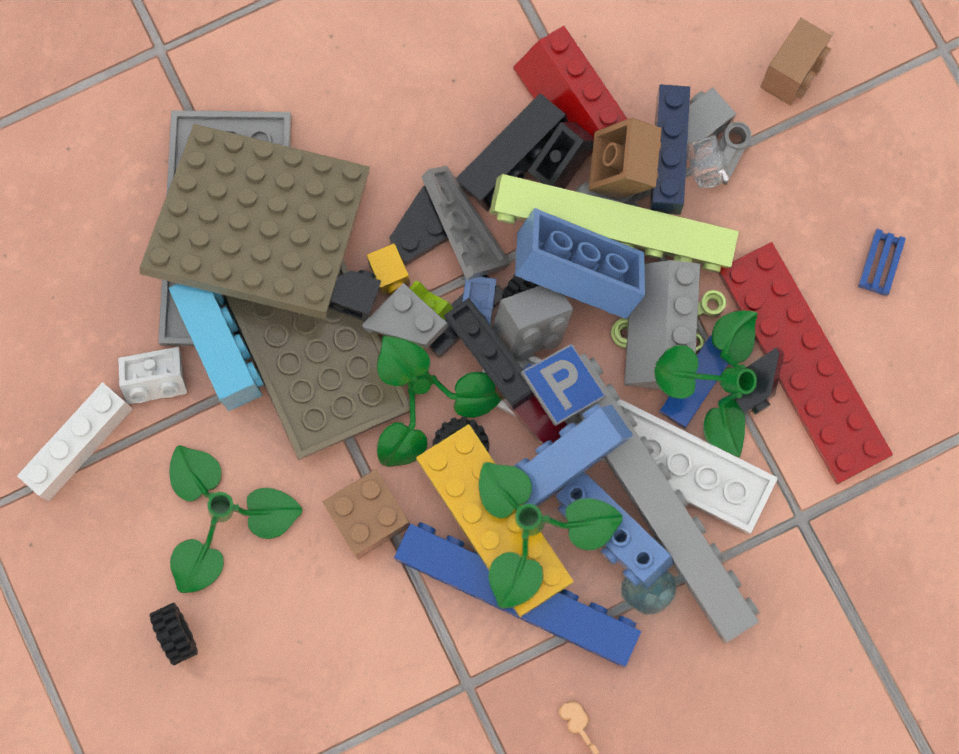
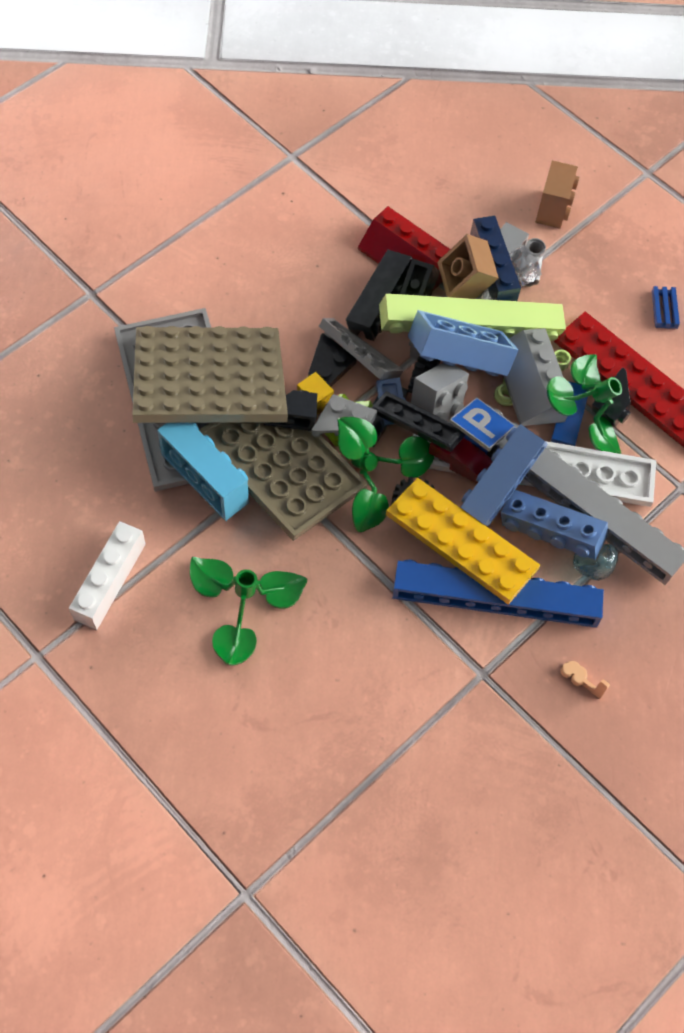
camera: 25 degrees left, 15 degrees down
(151, 375) = (156, 512): white bracket -> none
(173, 633) = (235, 695): black tyre -> none
(366, 514) = (360, 566): medium nougat brick -> none
(505, 489) = (499, 571): green plant -> none

